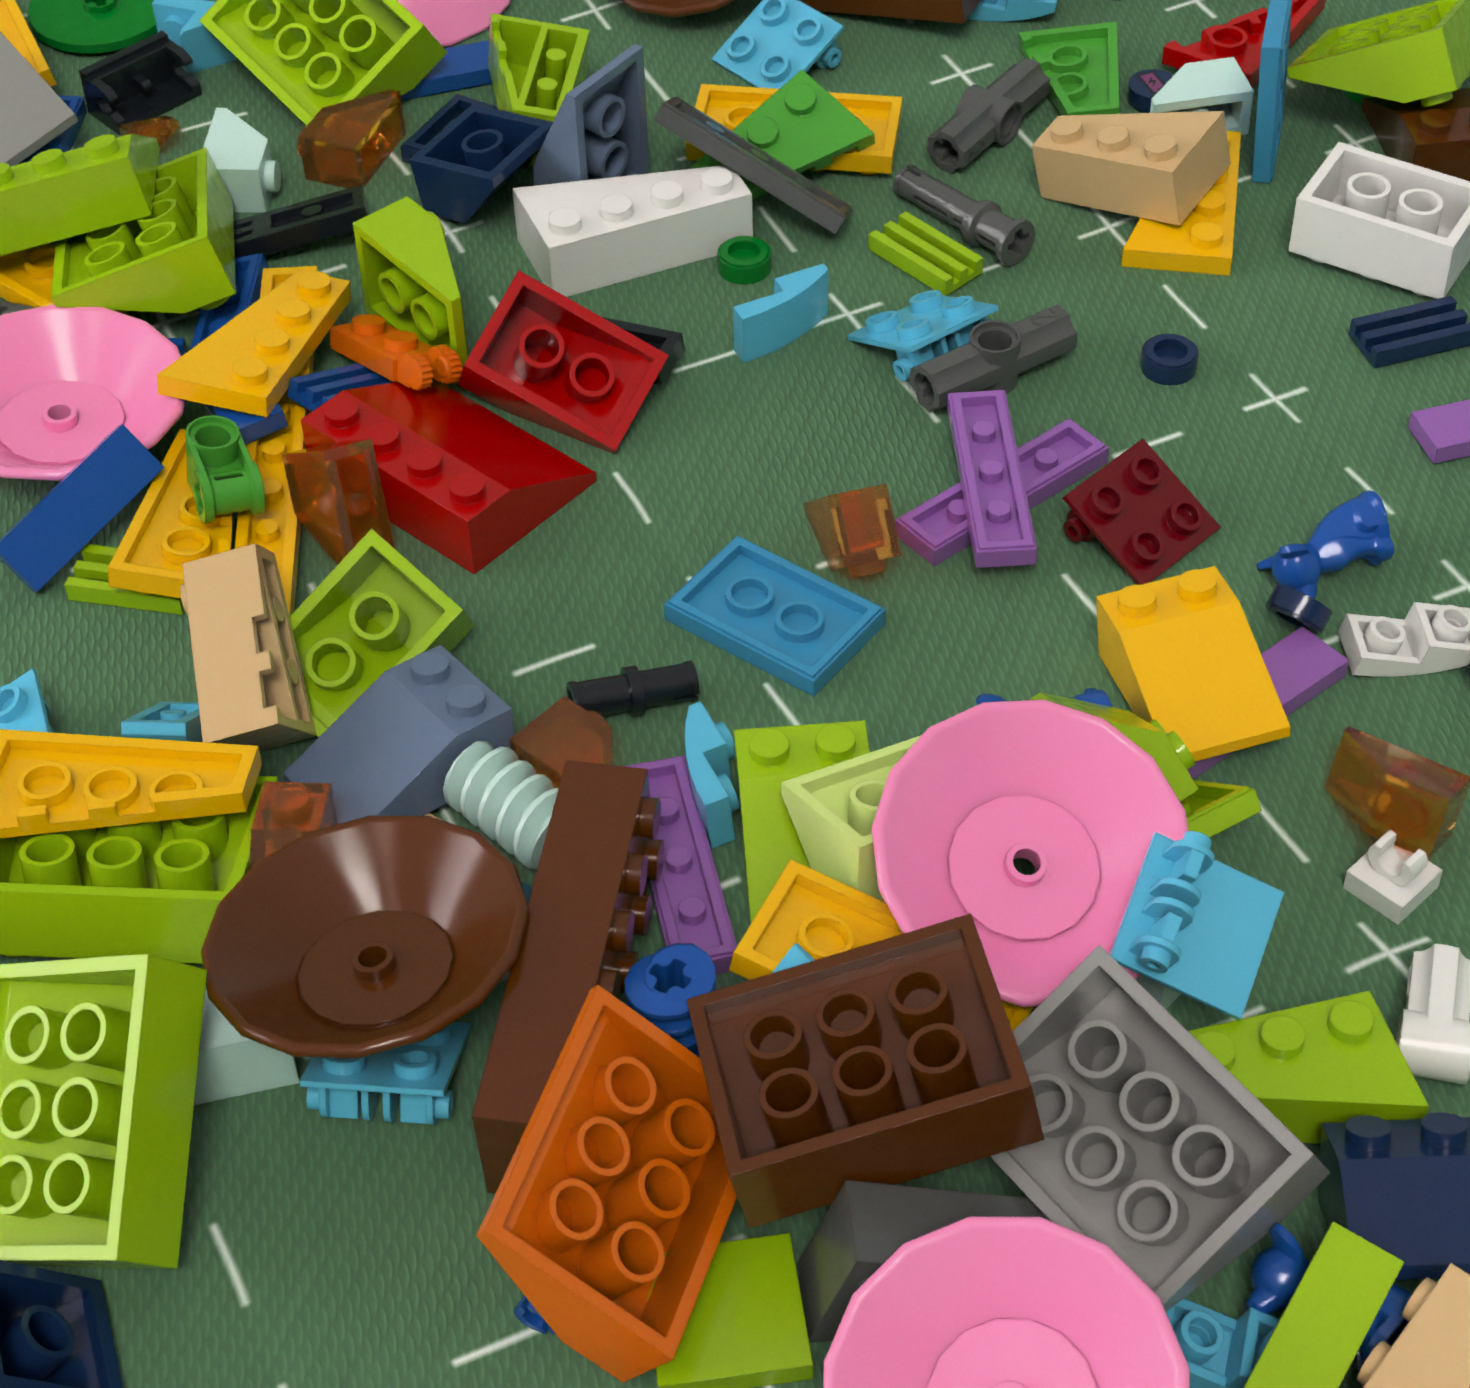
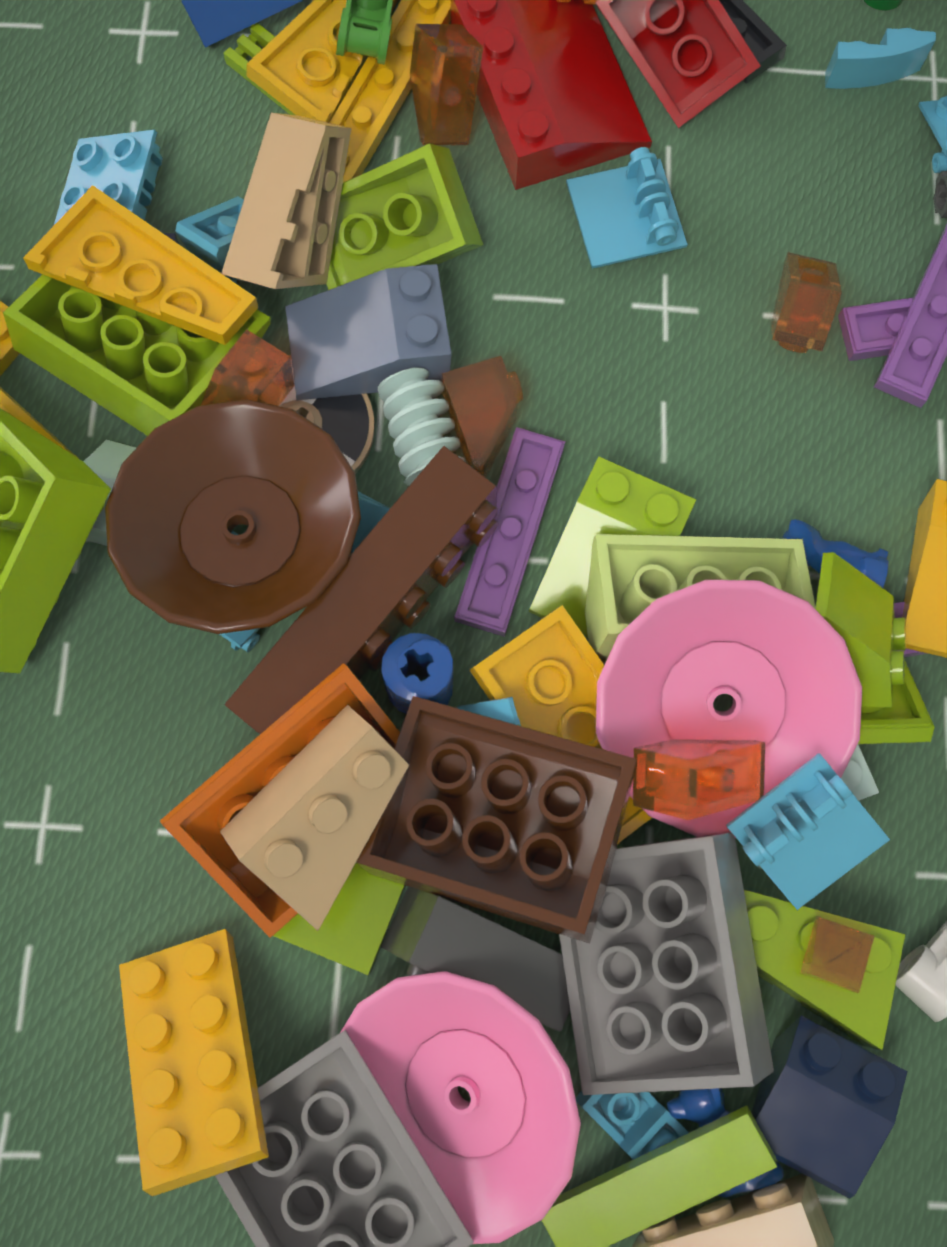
camera: 25 degrees right, 30 degrees up
(611, 535) = (626, 211): none -> medium azure hinge
(636, 689) = (561, 364): black pin -> none
(658, 1155) = (318, 815): none -> tan wedge
(708, 757) = (569, 466): medium azure slope -> none
(775, 615) = (704, 346): dark azure tile -> none
(1044, 912) = (698, 776): none -> clear orange slope
(1313, 1032) = (837, 954): none -> clear orange slope

